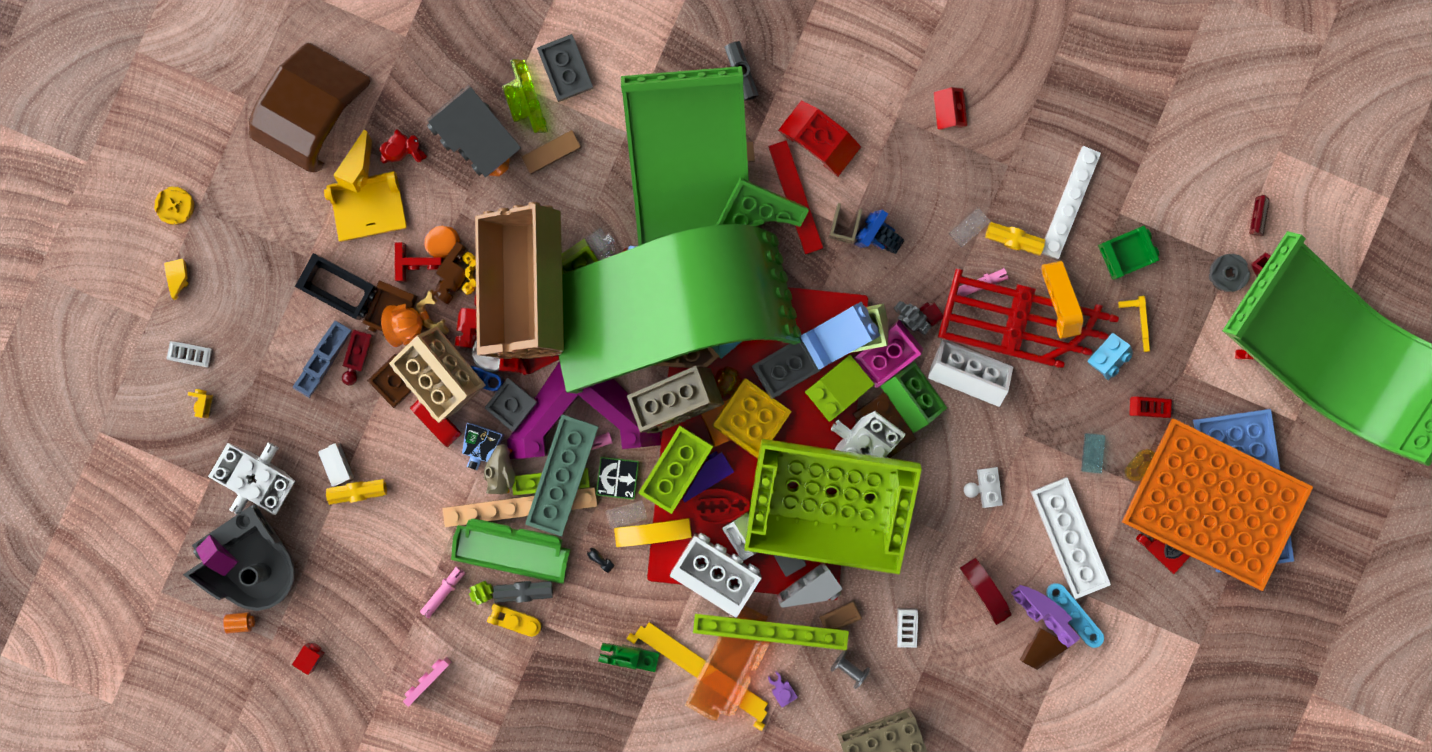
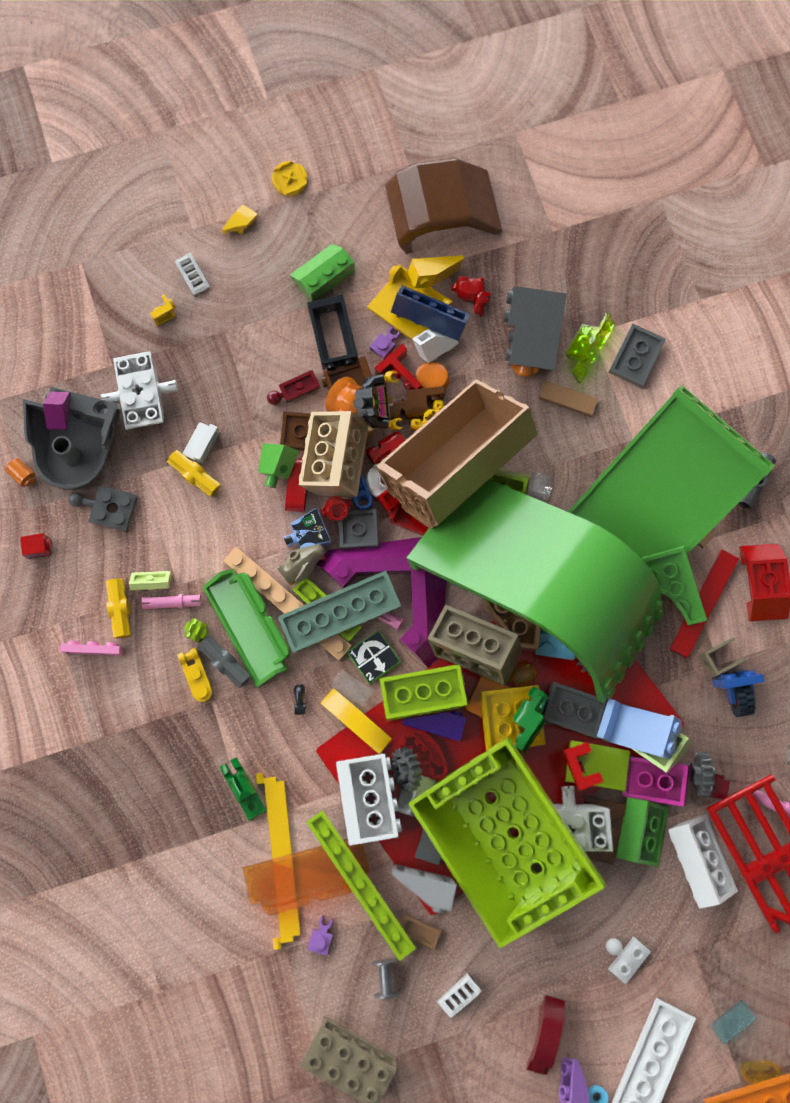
camera: 45 degrees right, 10 degrees down
(278, 249) = (323, 272): none -> bright green slope
(316, 577) = (105, 498): none -> dark grey plate
(322, 359) = (272, 367): sand blue slope -> none
(381, 255) = (384, 344): none -> medium lavender plate
(388, 198) = (429, 312): none -> dark blue brick
(404, 422) = (276, 462): none -> bright green torso
(412, 594) = (150, 580): none -> yellowish green plate
(412, 636) = (118, 608): none -> yellow piece
(416, 217) = (433, 344): none -> white slope
(423, 309) = (373, 403): none -> black torso
(480, 408) = (336, 508): none -> red piece
(719, 529) = (406, 769): none -> dark grey gear
(763, 408) = (529, 719): none -> green plate
(826, 408) = (577, 769): none -> red panel

